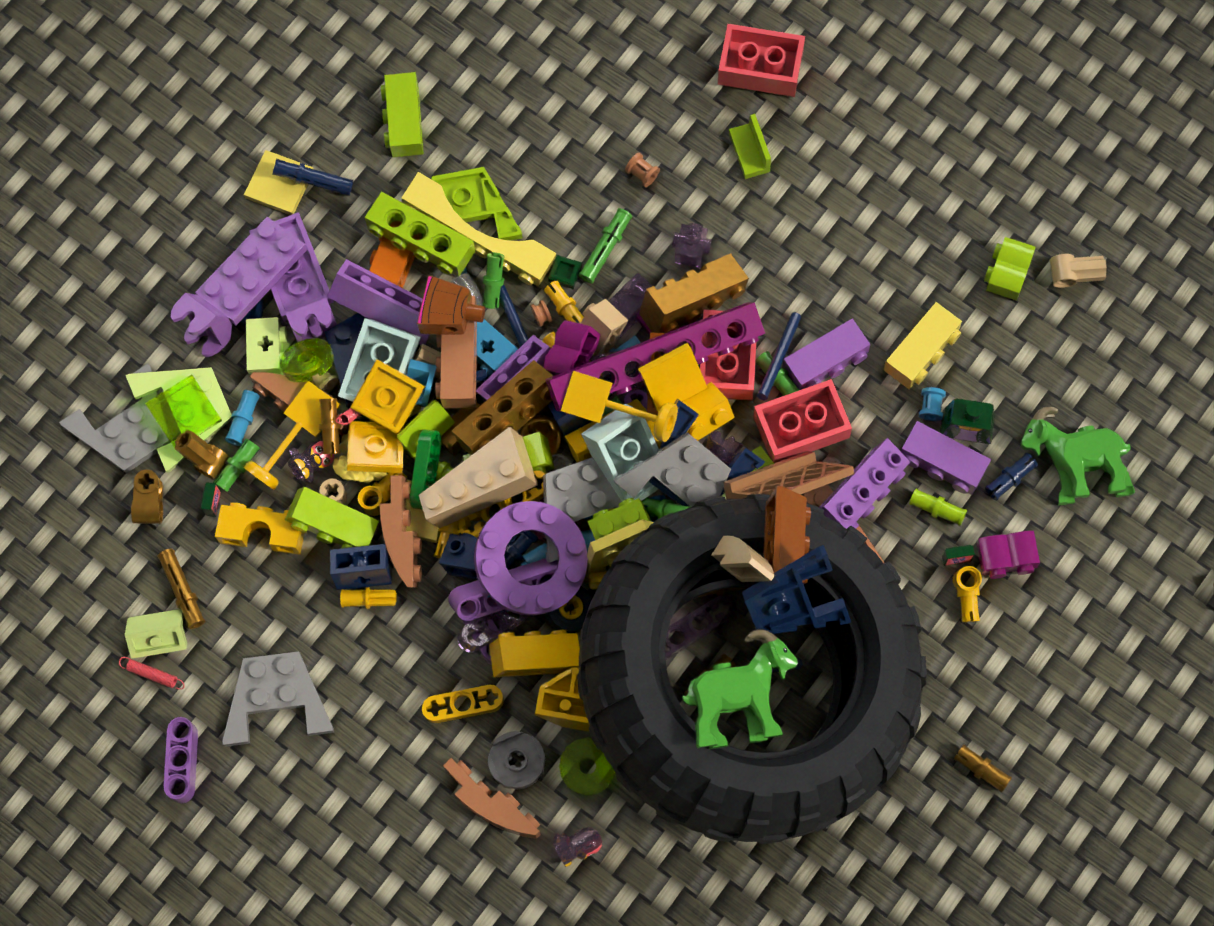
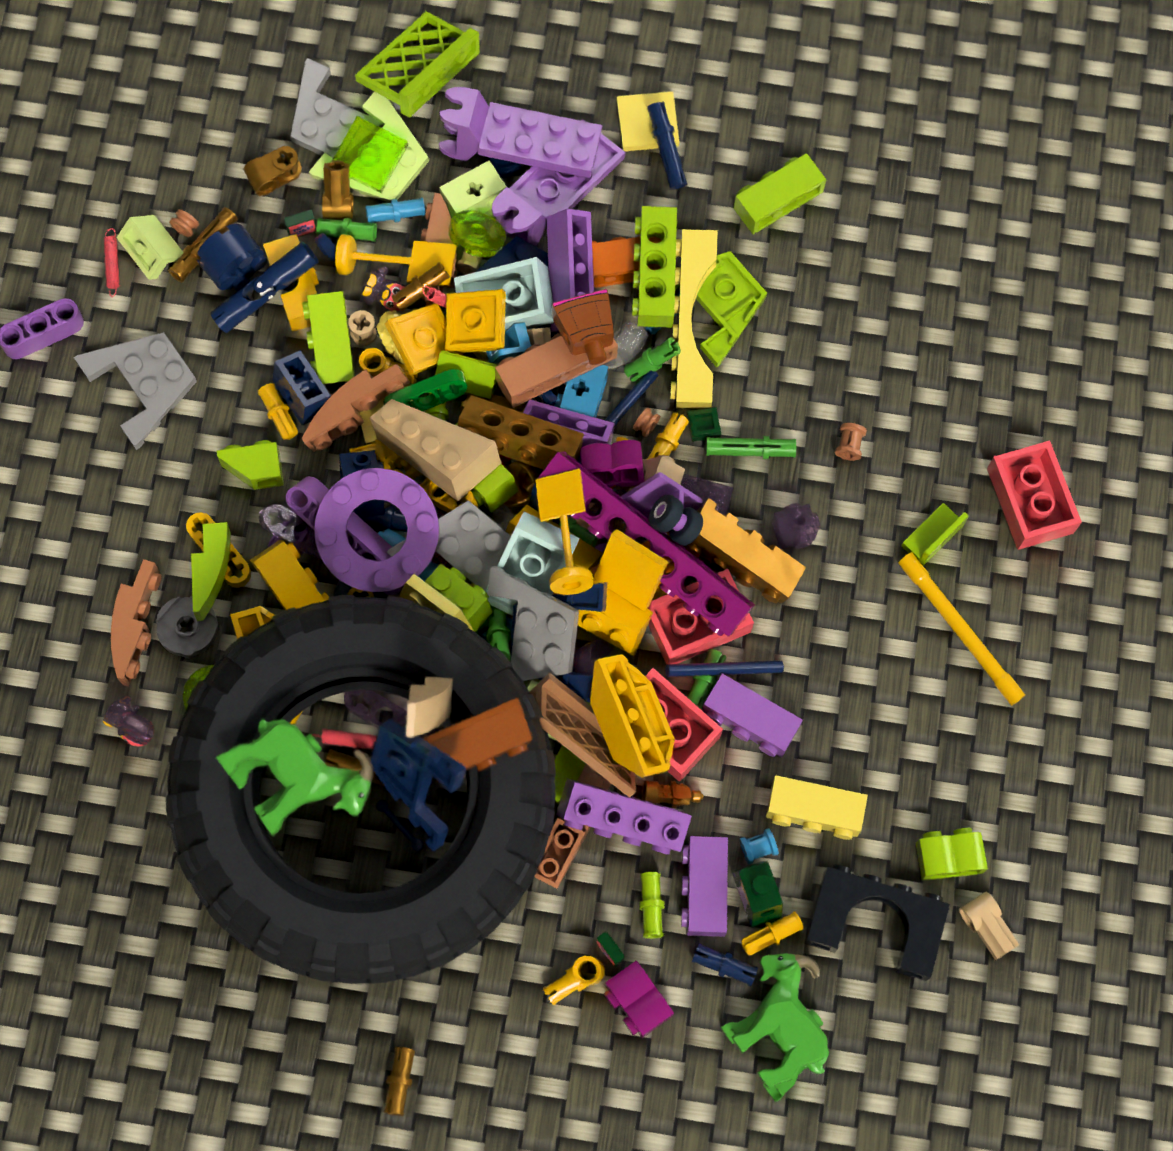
camera: 55 degrees right, 0 degrees up
(141, 324) = (435, 71): none -> lime fence
(152, 595) = (184, 223): none -> nougat bush
(212, 568) = (231, 257): none -> dark blue brick
(243, 488) = (326, 246): none -> dark blue tile
(253, 533) = (275, 278): none -> dark blue piece
(406, 638) = (254, 464): none -> lime slope
(480, 714) = (210, 567): none -> lime slope
(637, 323) = (668, 507): none -> plate
(731, 638) = (347, 739): none -> coral piece
(792, 440) = (631, 717): none -> yellow wedge
(856, 447) = (674, 793): none -> pearl gold piece
(891, 161) = (1001, 679): none -> yellow piece
(1004, 429) = (772, 933): none -> yellow axle
(1048, 315) = (921, 917): none -> black arch

